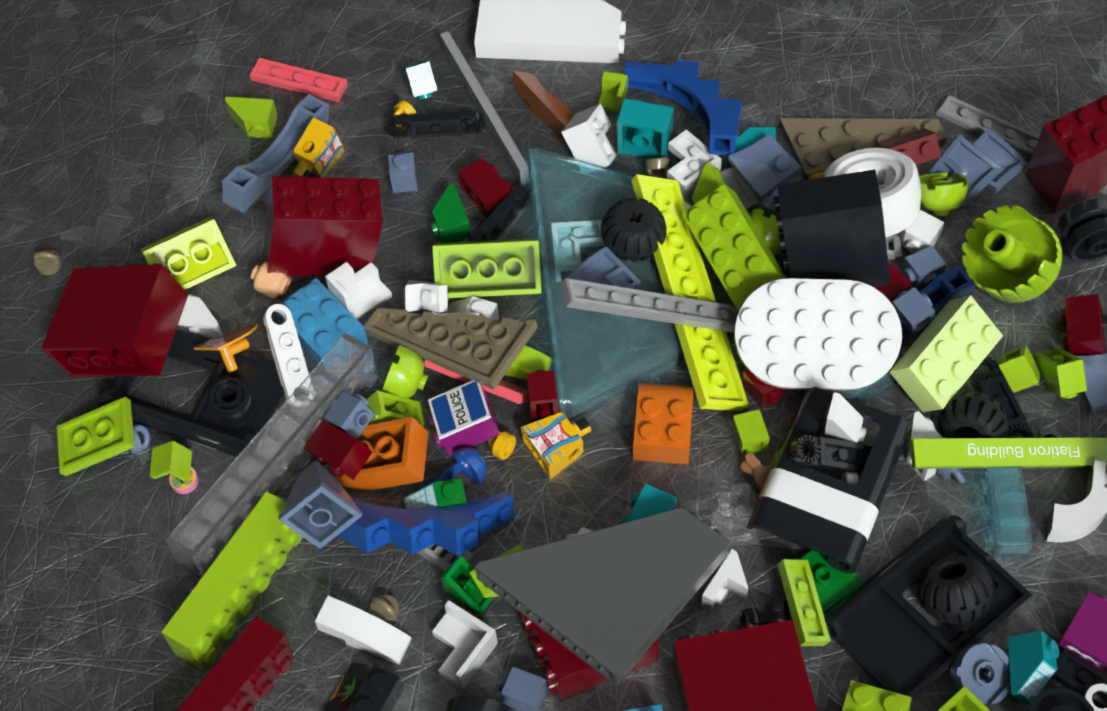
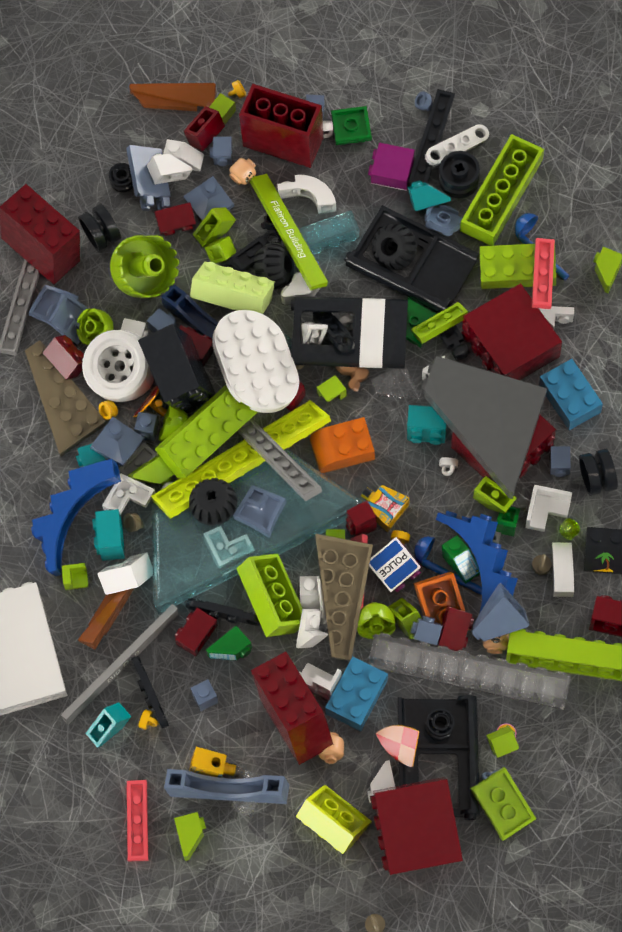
camera: 110 degrees left, 10 degrees up
(286, 349) = (394, 698): white plate -> none
(417, 665) = (569, 529): none -> clear neon green tile
(914, 310) = (206, 315): sand blue brick -> none

